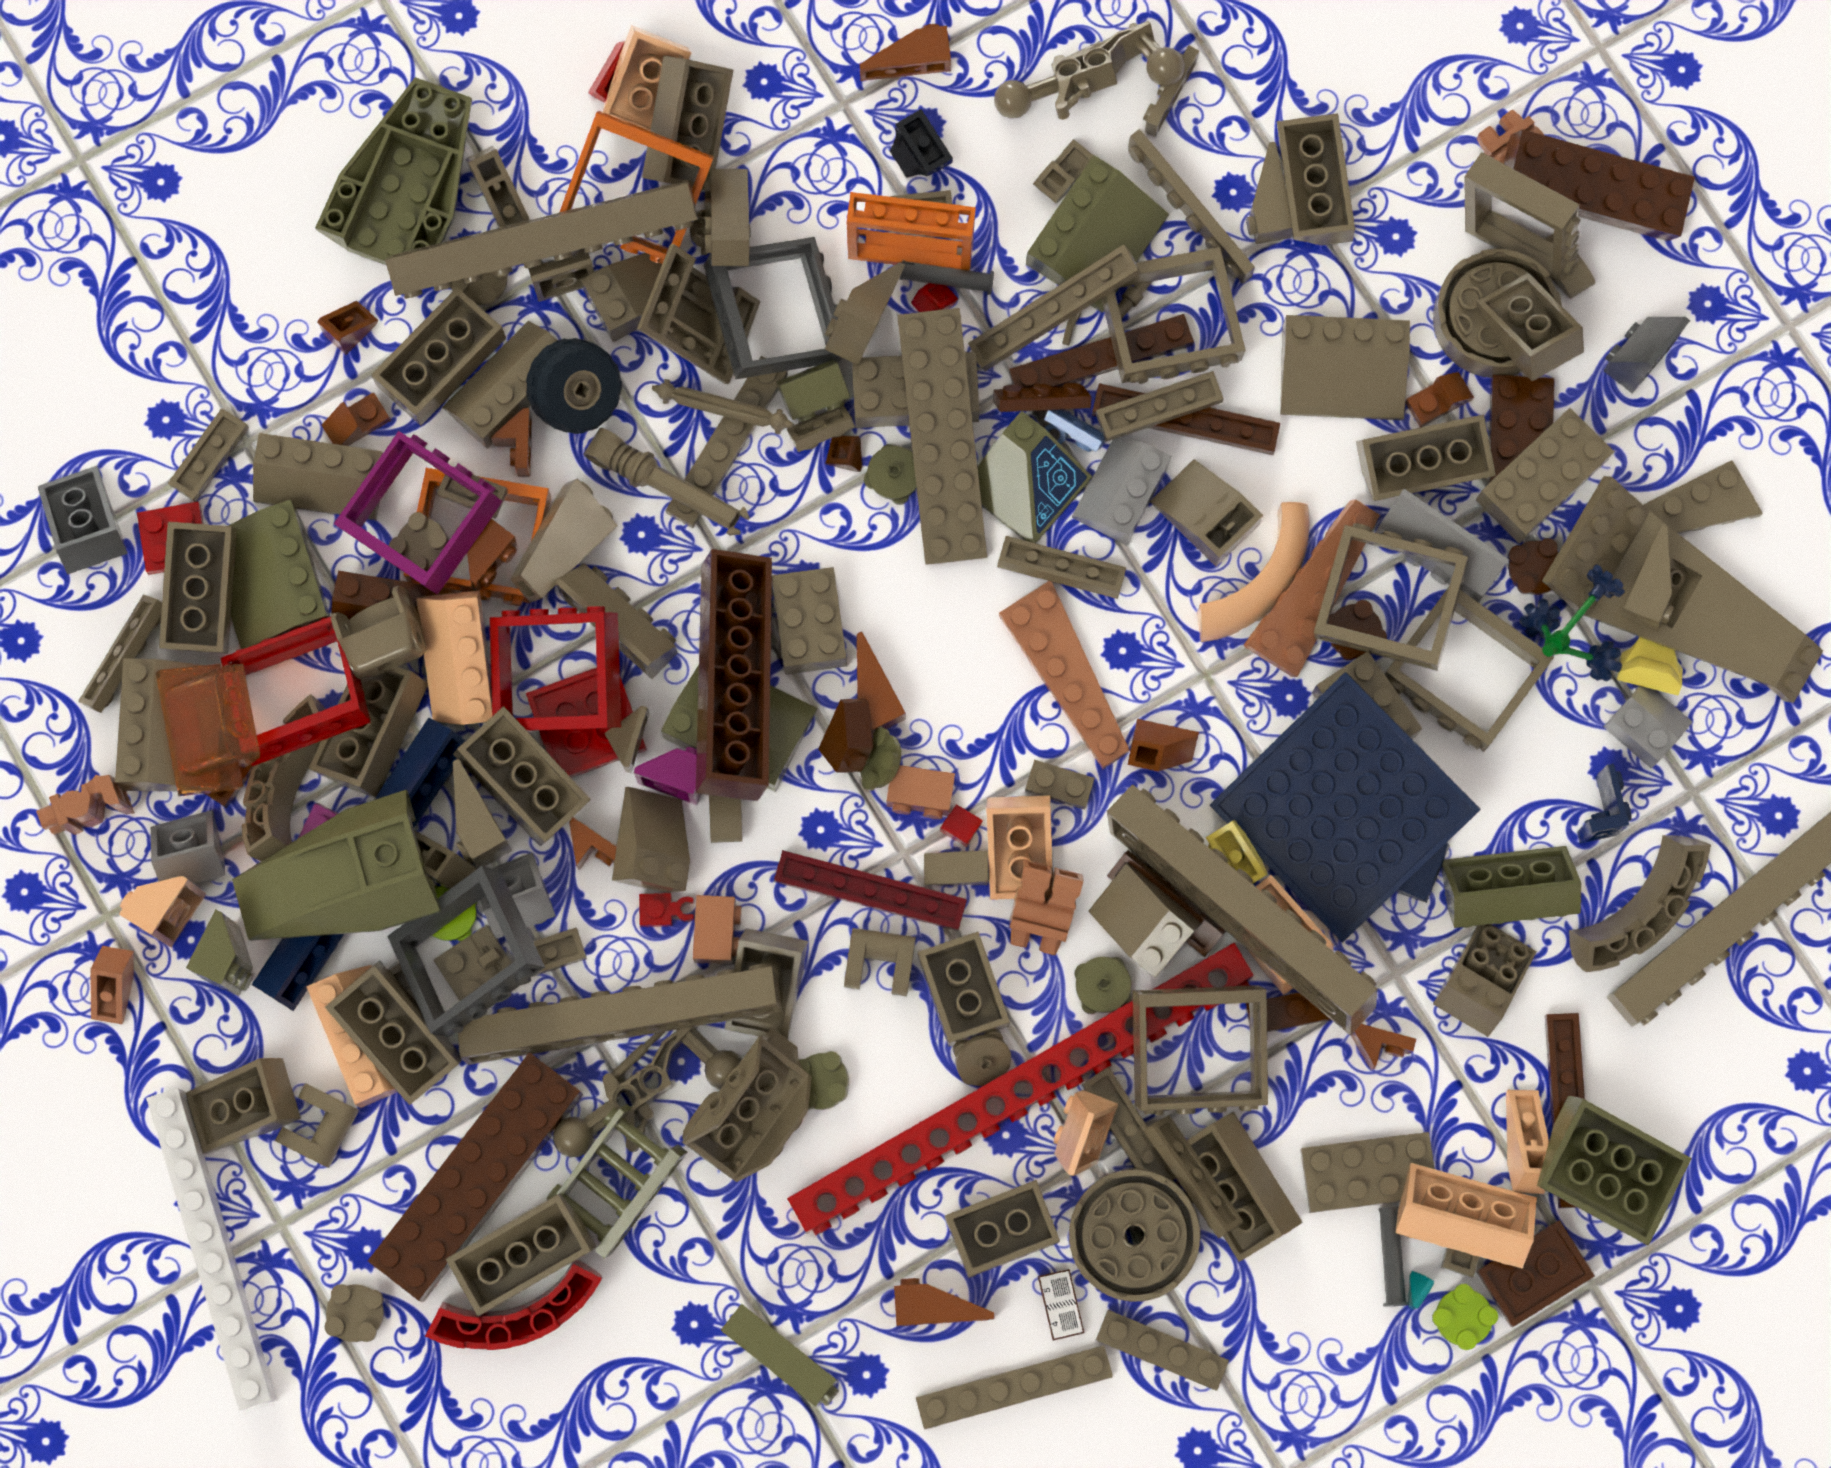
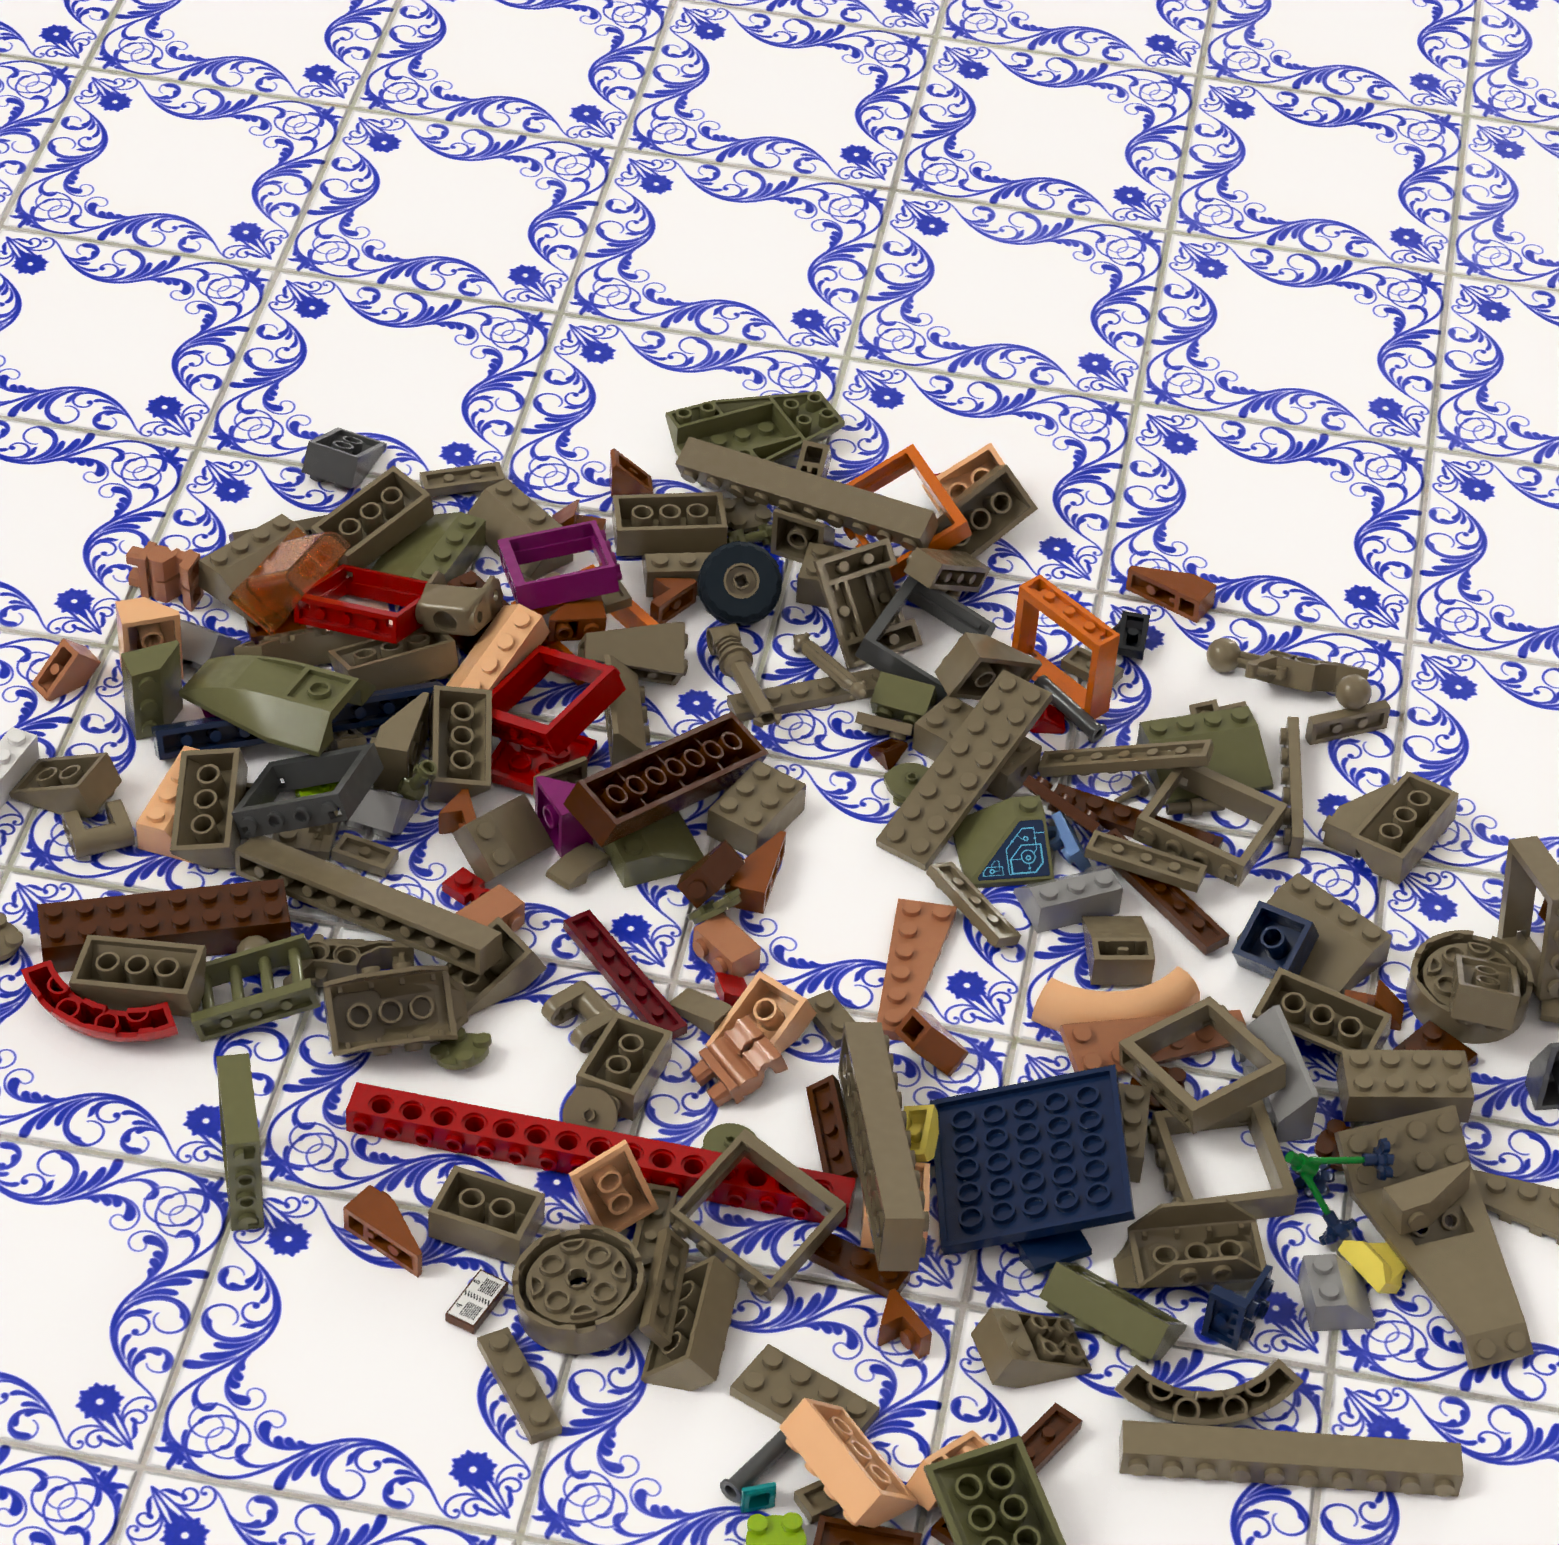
camera: 40 degrees right, 35 degrees down
(508, 317) = (763, 534): none -> olive bar
(525, 851) = (413, 787): none -> olive bar
(1014, 1387) = (384, 1323): dark tan plate -> none
(1143, 920) = (805, 1126): dark tan slope -> none
(1331, 408) = (1274, 941): none -> dark blue brick
(1529, 786) = (1192, 1246): none -> dark tan slope

